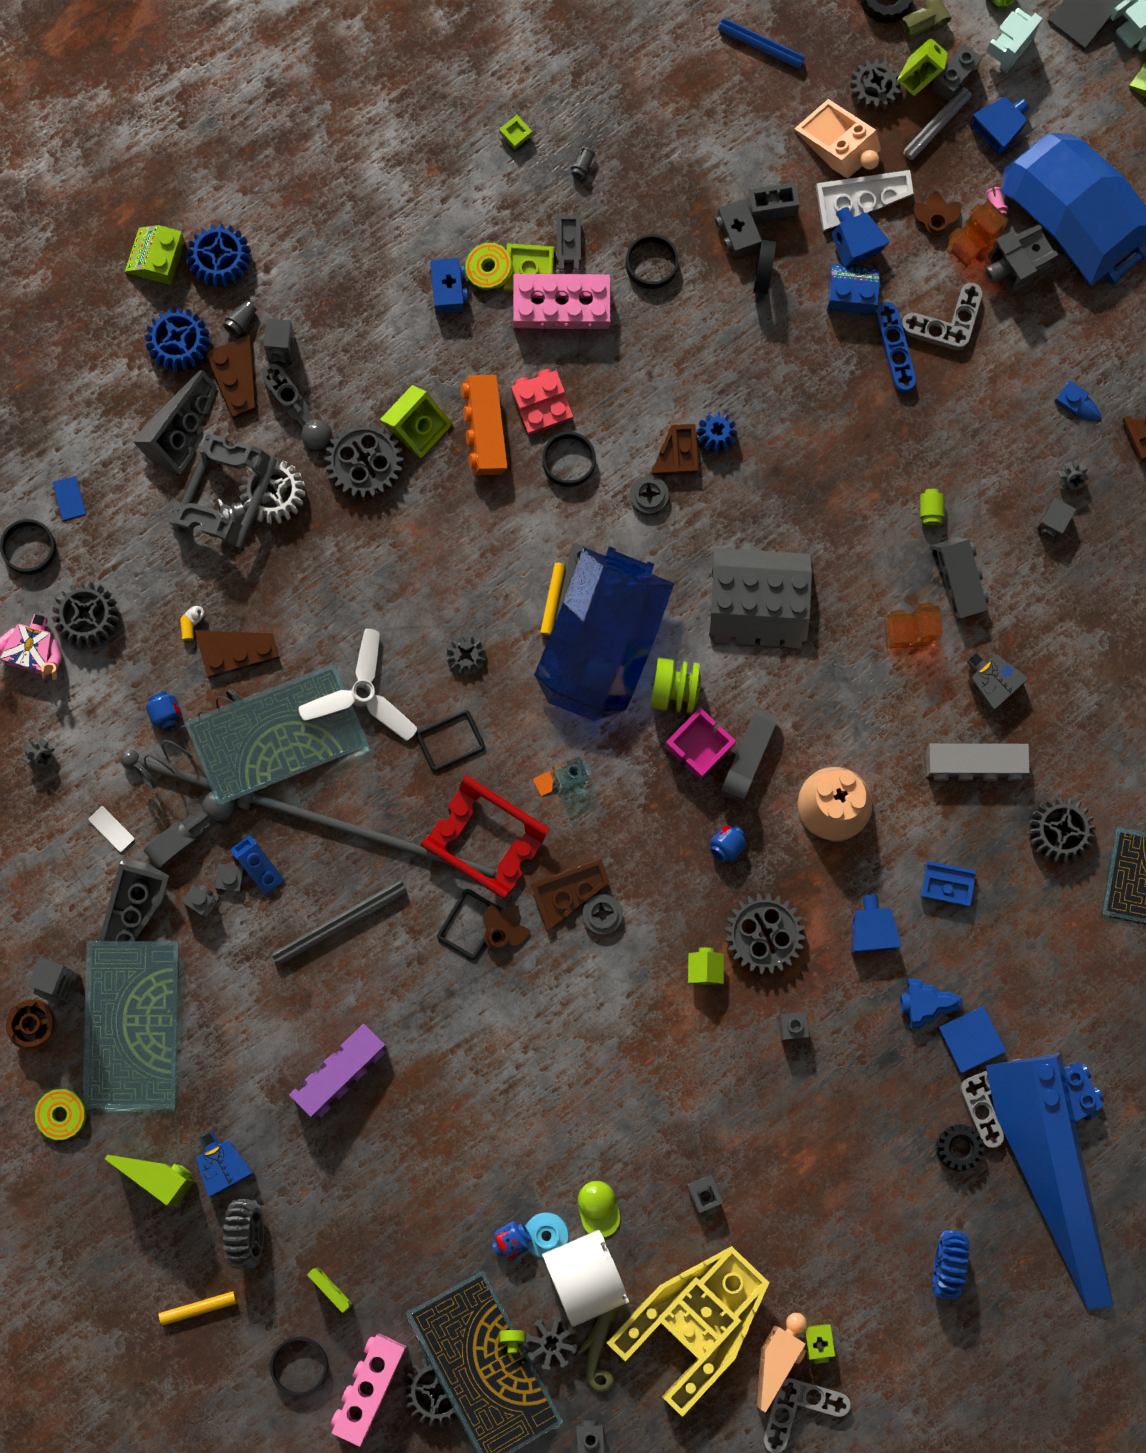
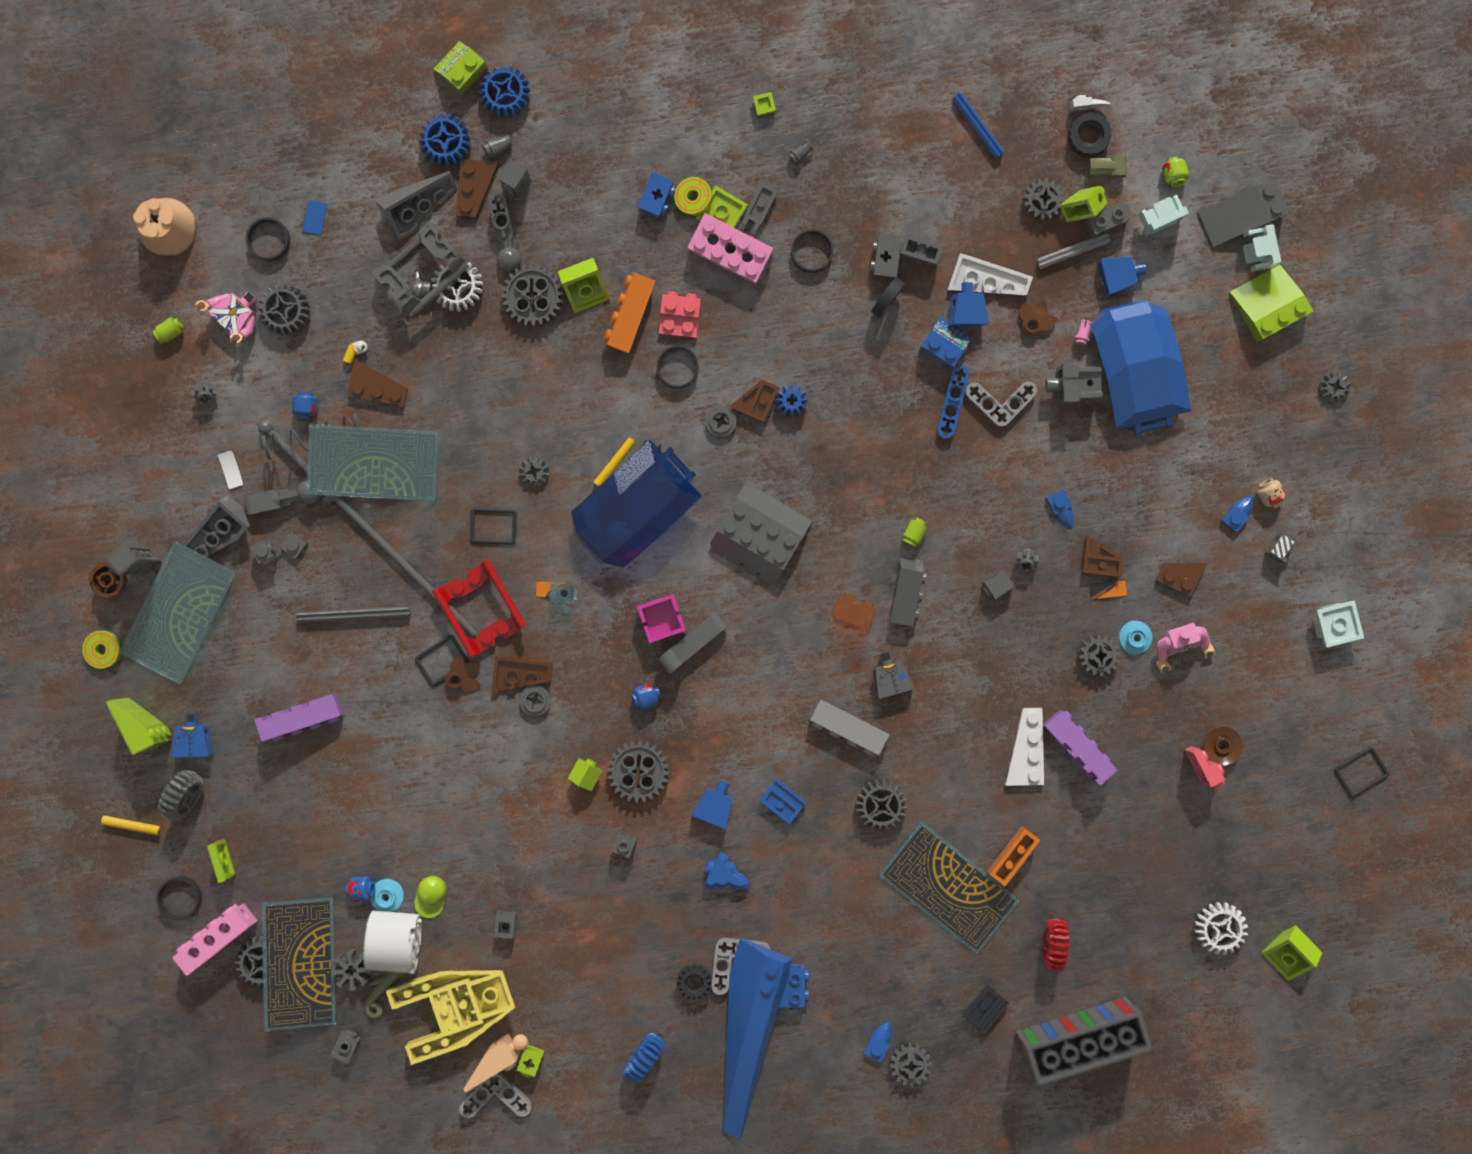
camera: 30 degrees right, 10 degrees up
(257, 864) = (314, 544): blue bracket -> none
(376, 705) = (453, 476): white piece -> none
(512, 1339) = (326, 954): lime tile -> none
(675, 685) = (665, 569): lime wheel -> none
(830, 817) = (724, 695): light nougat cone -> none
(840, 139) = (996, 227): light nougat slope -> none
(971, 1039) = (742, 914): blue tile -> none
(978, 235) = (1058, 349): clear orange brick -> none

